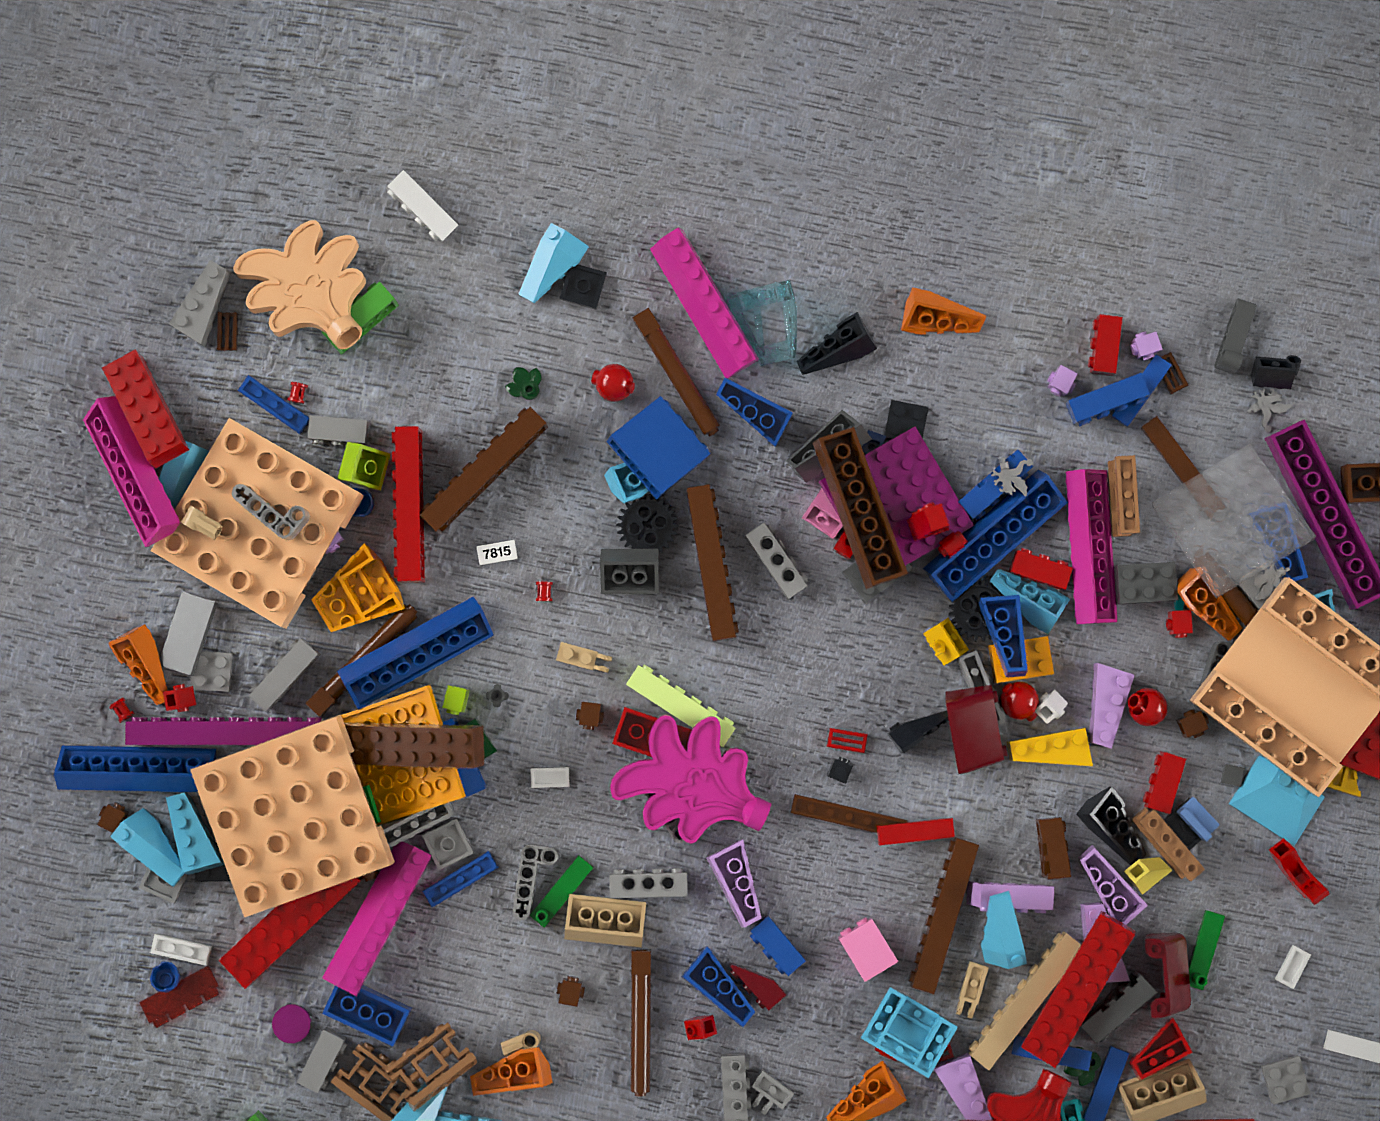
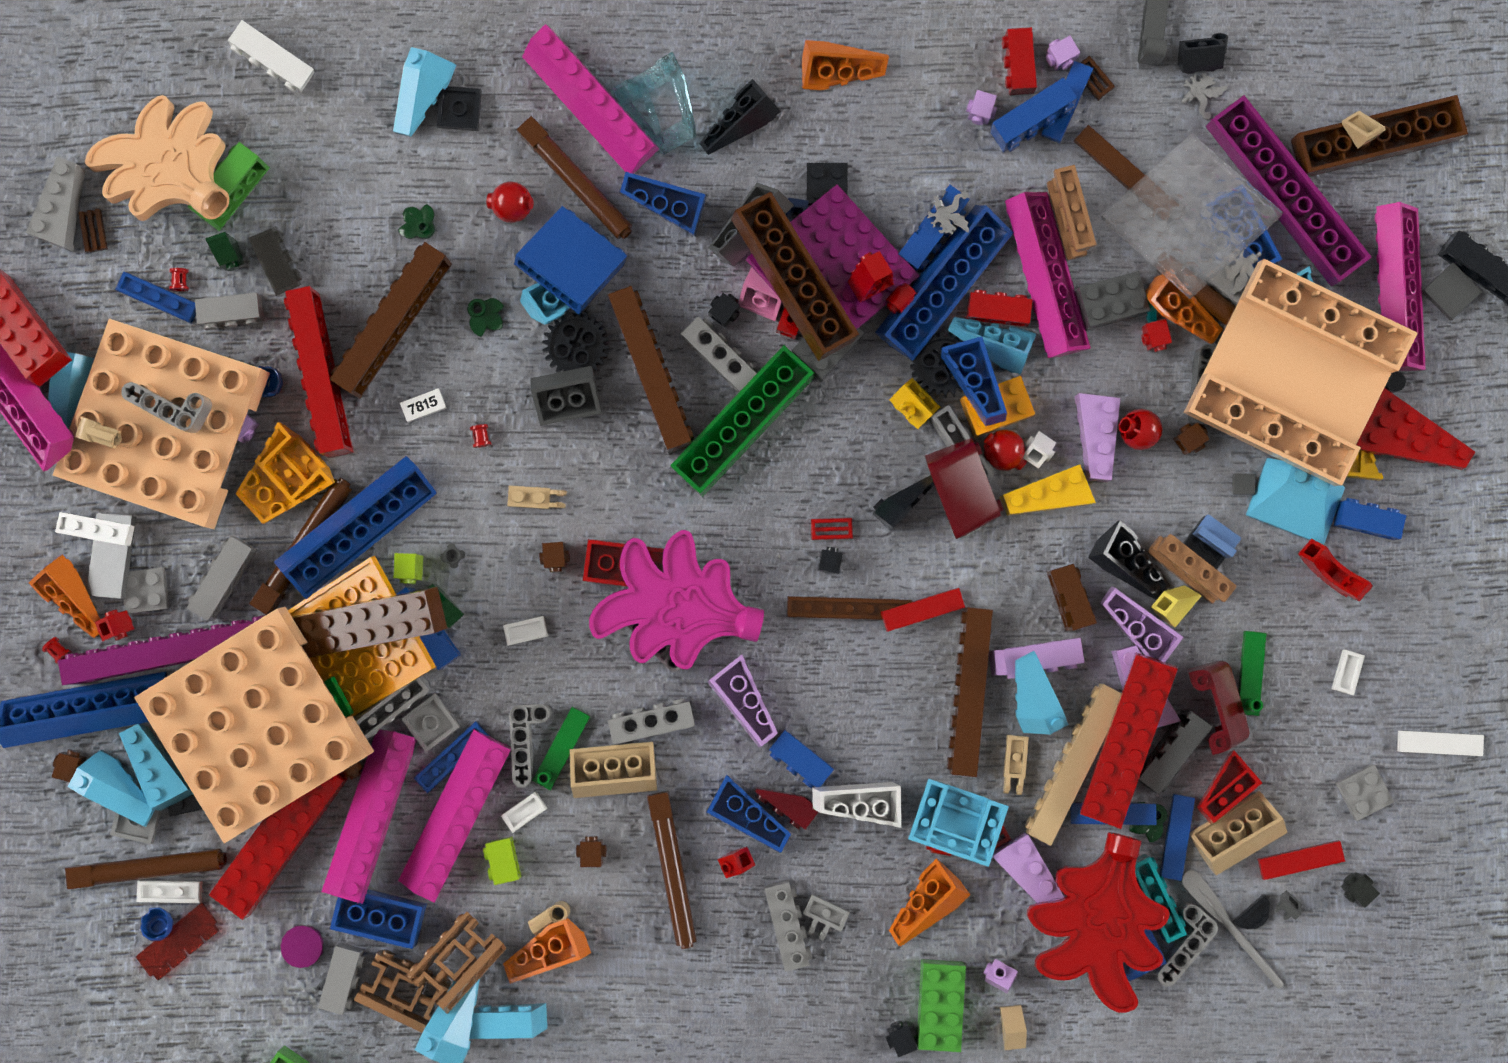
camera: 10 degrees left, 0 degrees up
(163, 924) = (144, 868): none -> reddish brown brick
(178, 606) = (95, 529): none -> white tile
(346, 377) = (225, 251): none -> dark green slope
(364, 466) = (262, 341): lime brick -> none
(389, 393) = (276, 260): none -> clear smoke wedge
(453, 932) = (454, 815): none -> dark pink slope
(488, 982) = (502, 860): none -> lime brick
(516, 942) = (524, 812): none -> white tile
(570, 484) = (488, 316): none -> dark green plate
(674, 700) = (641, 523): yellowish green brick -> none
(786, 626) = (743, 421): none -> green slope
(789, 519) = (724, 309): none -> black brick
(826, 996) = (862, 802): none -> white wedge
(867, 948) = (896, 743): bright pink slope -> none
(1164, 782) = (1174, 505): red brick -> none
(1341, 831) = (1370, 519): none -> blue brick

